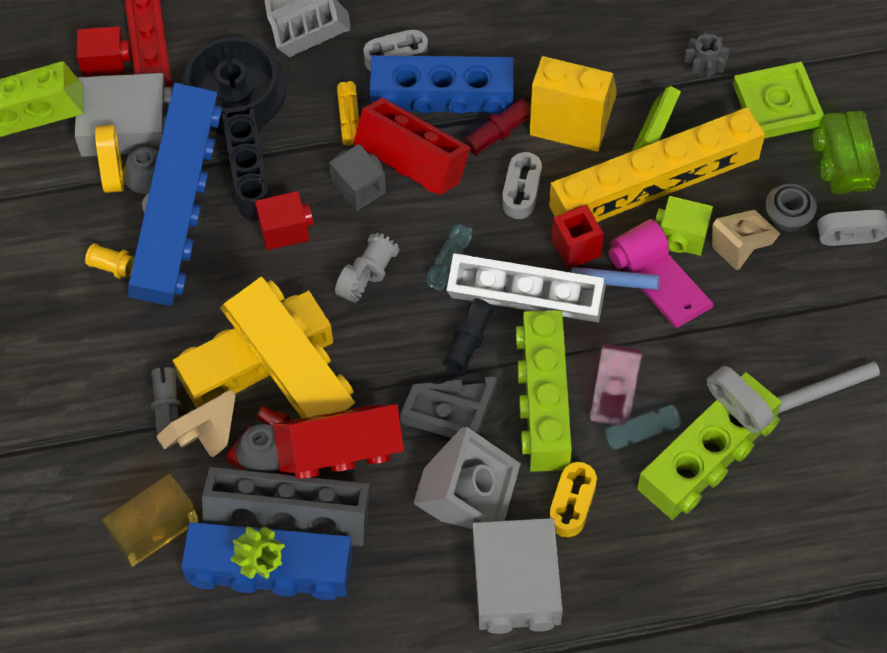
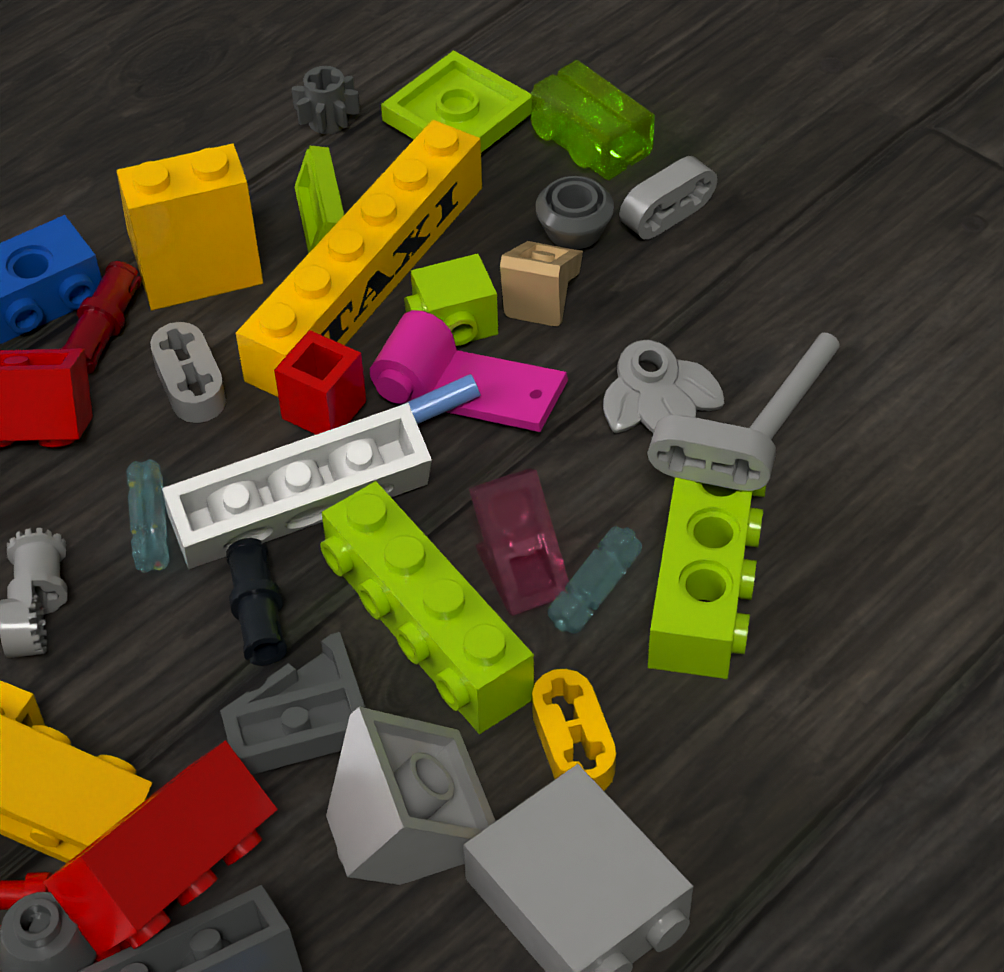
camera: 35 degrees left, 10 degrees down
(757, 348) = (647, 396): none -> light grey plate

